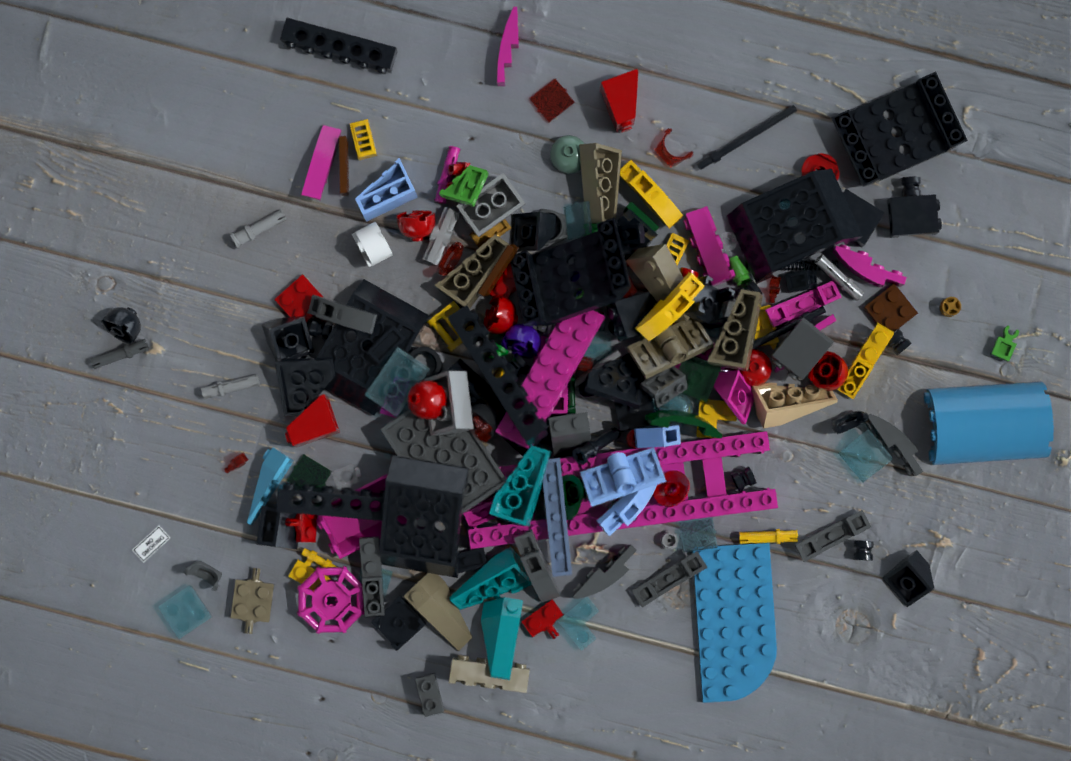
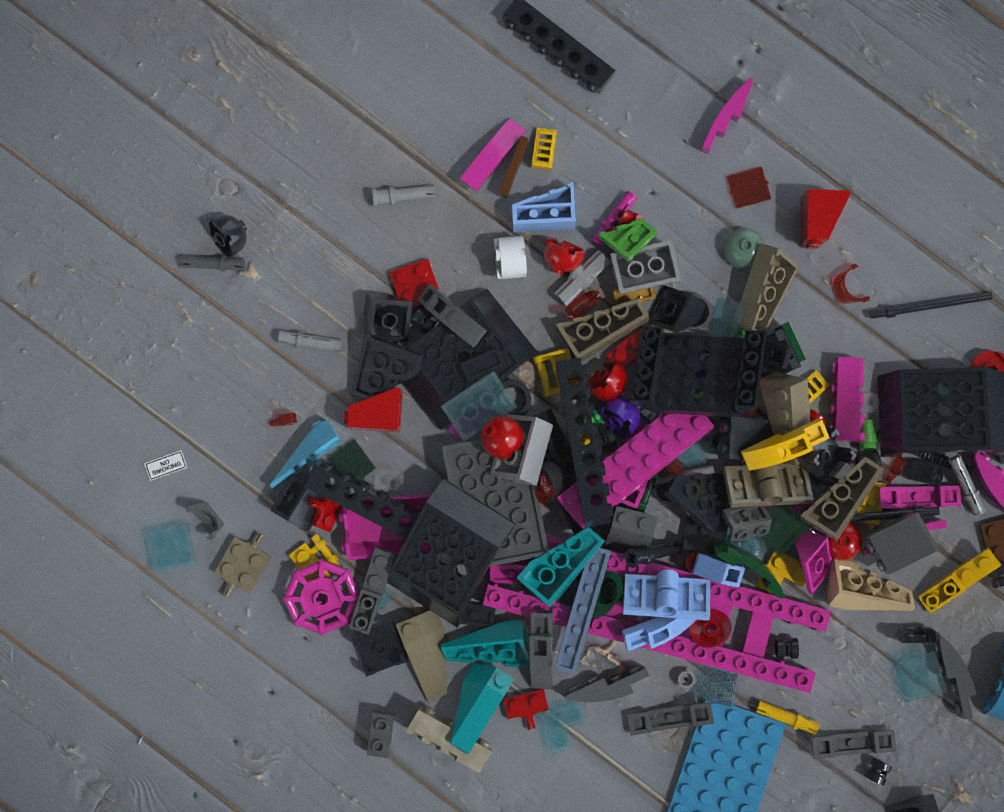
camera: 20 degrees right, 0 degrees up
(498, 270) = (626, 335): reddish brown tile -> none
(650, 193) = (811, 322): yellow slope -> none
(829, 372) = (918, 578): red cylinder -> none

